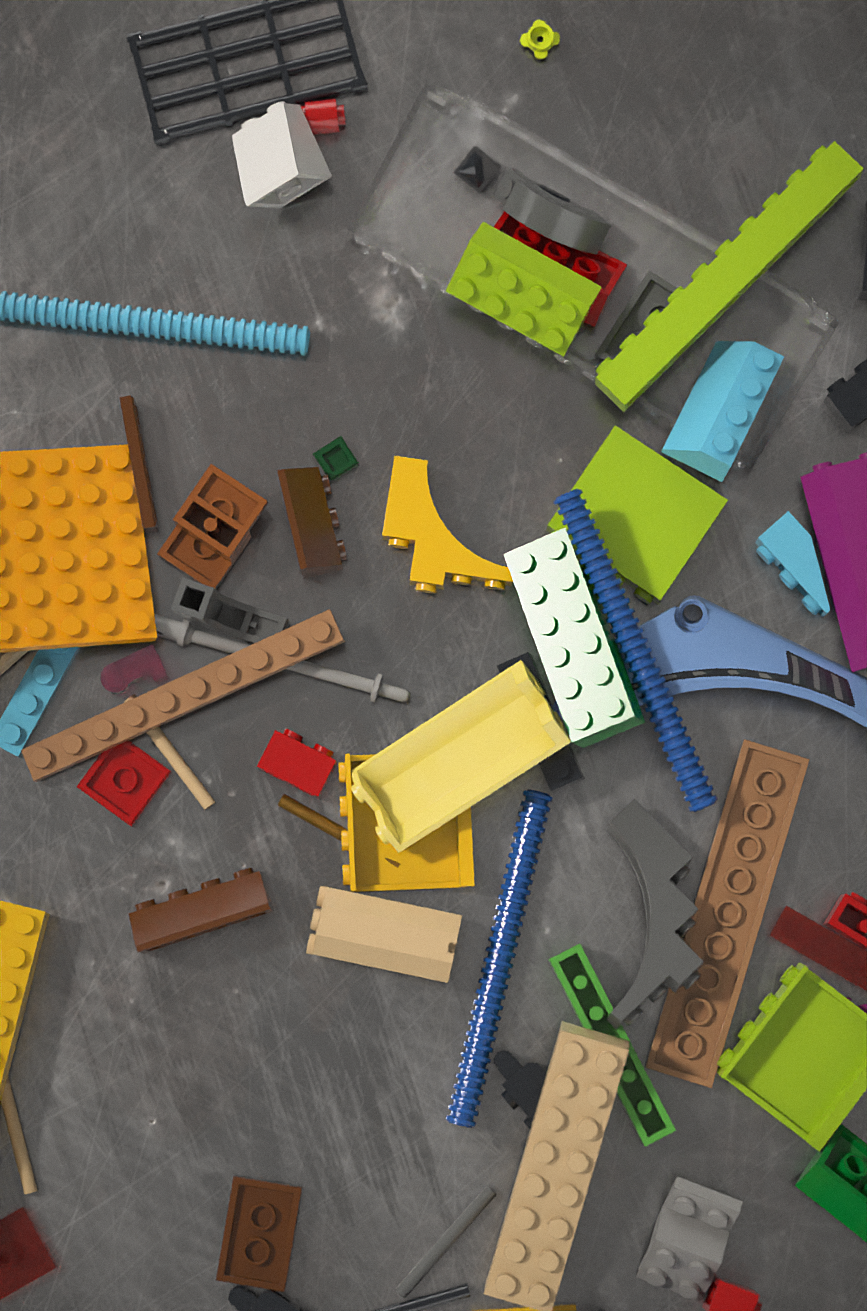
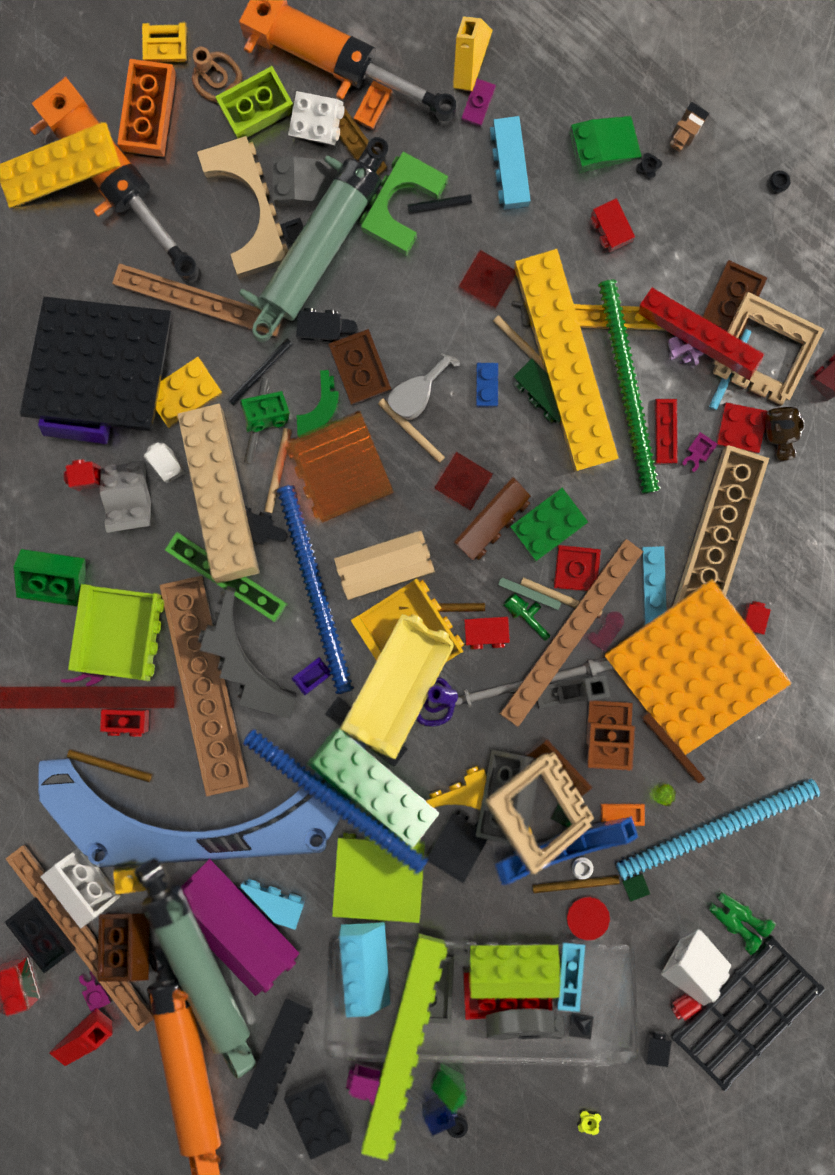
camera: 150 degrees right, 5 degrees up
(30, 1062) = (536, 385): none -> dark green slope
(97, 1105) = (487, 385): none -> blue plate
(127, 860) = (548, 524): none -> green brick
(186, 406) = (665, 795): none -> clear neon green plate
(196, 186) = (735, 916): none -> green piece
(208, 989) = (463, 481): none -> clear red tile
(209, 781) = (528, 593): none -> sand green tile
(210, 1149) = (413, 395): none -> light grey piece
(236, 773) = (517, 607): none -> green piece
(239, 1102) = (417, 436): none -> tan bar
(259, 414) = (618, 811): none -> orange tile
(298, 308) = (636, 887): none -> dark green tile
(354, 374) = (582, 868): none -> white plate
(355, 1193) = (325, 409): none -> green arch
(360, 414) = (596, 838): none -> blue arch
(367, 1107) = (339, 466): none -> clear orange brick
(376, 357) = (576, 884): none -> pearl gold piece
(385, 304) = (588, 918): none -> red tile
(393, 83) = (657, 1049): none -> black brick
(398, 521) = (502, 769): none -> dark grey slope
(408, 710) = (441, 695): none -> dark purple piece
(410, 484) = (513, 824): none -> tan hinge
(426, 1246) = (265, 411): none -> green bracket
(450, 241) = (571, 977): none -> medium azure slope
(456, 1154) = (277, 471): none -> tan piece
(504, 498) = (456, 846): none -> black slope
(572, 840) = (311, 676): none -> dark purple slope
(606, 1254) = (164, 462): none -> white slope
(698, 188) = (449, 1087): none -> green slope
(719, 132) = (459, 1129): none -> black plate
(731, 161) = (438, 1116): none -> clear blue brick
(810, 258) = (363, 1082): none -> magenta window

